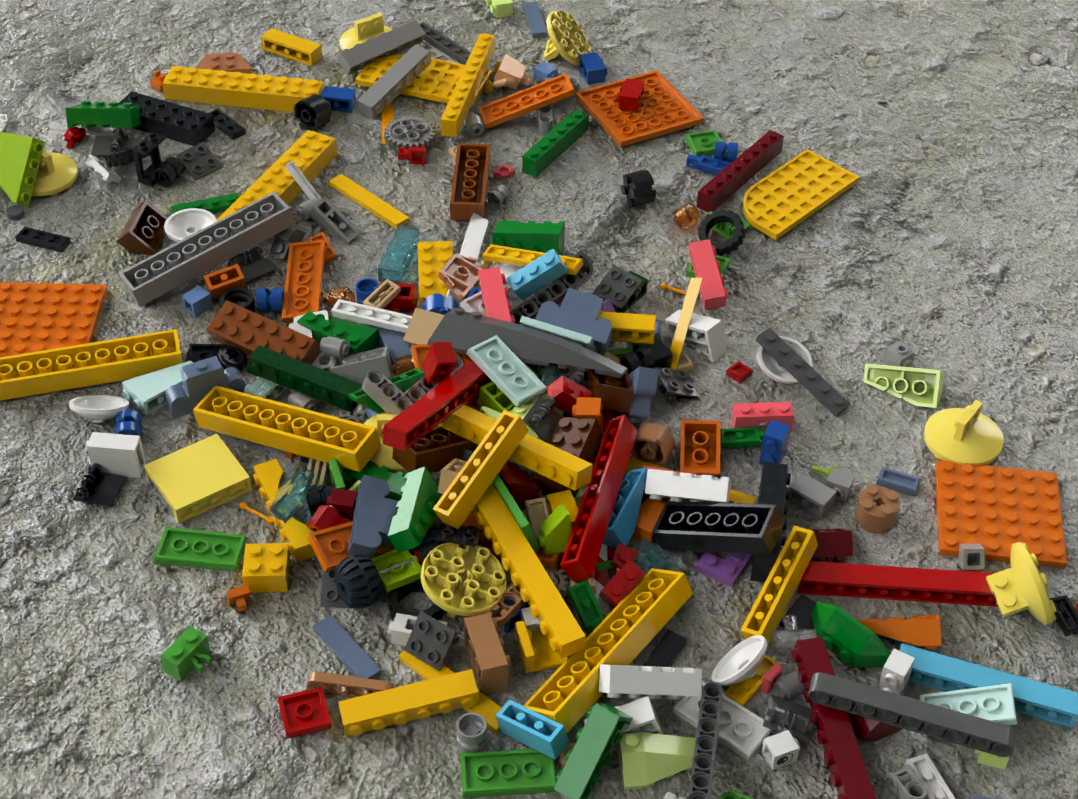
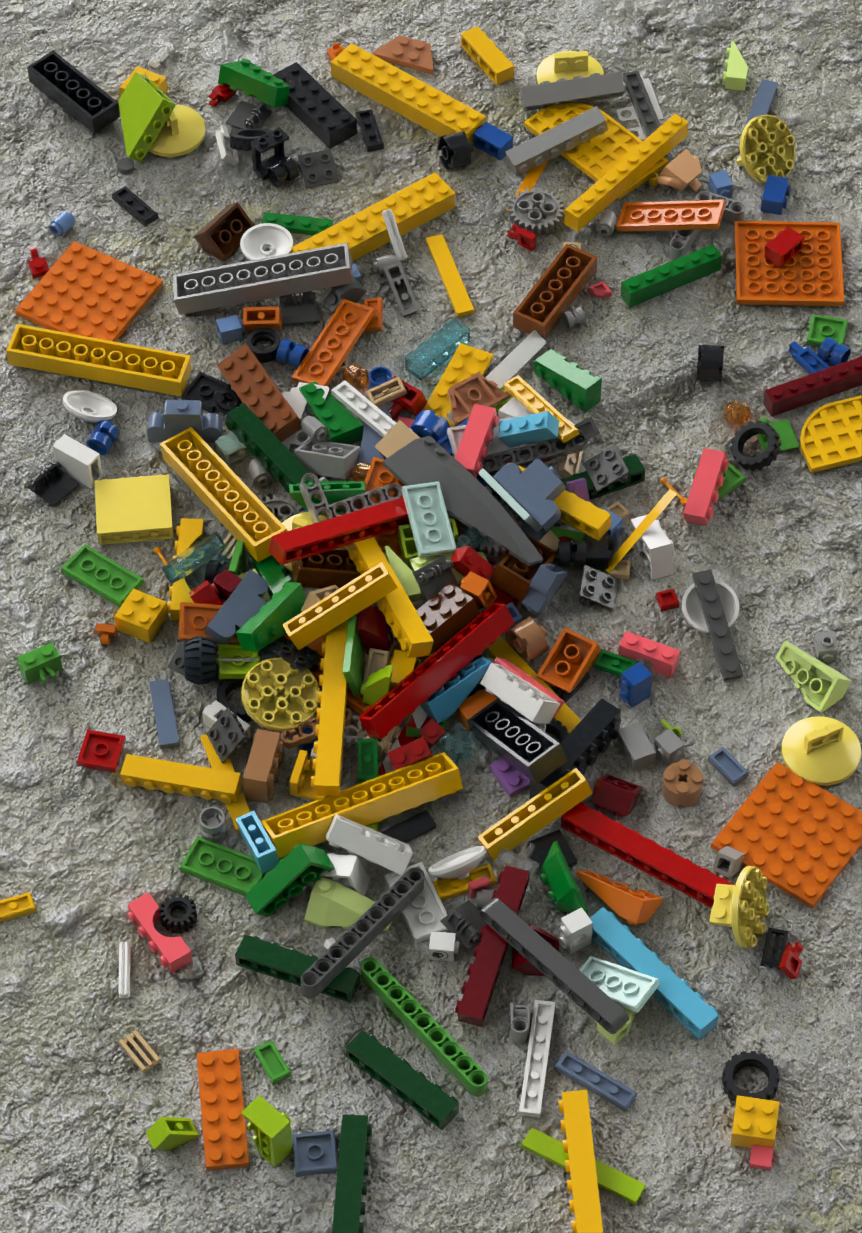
camera: 30 degrees right, 10 degrees up
(149, 390) = (140, 404): light aqua slope -> none
(350, 686) = (145, 743): medium nougat beam -> none
(439, 362) = (370, 489): red brick -> none

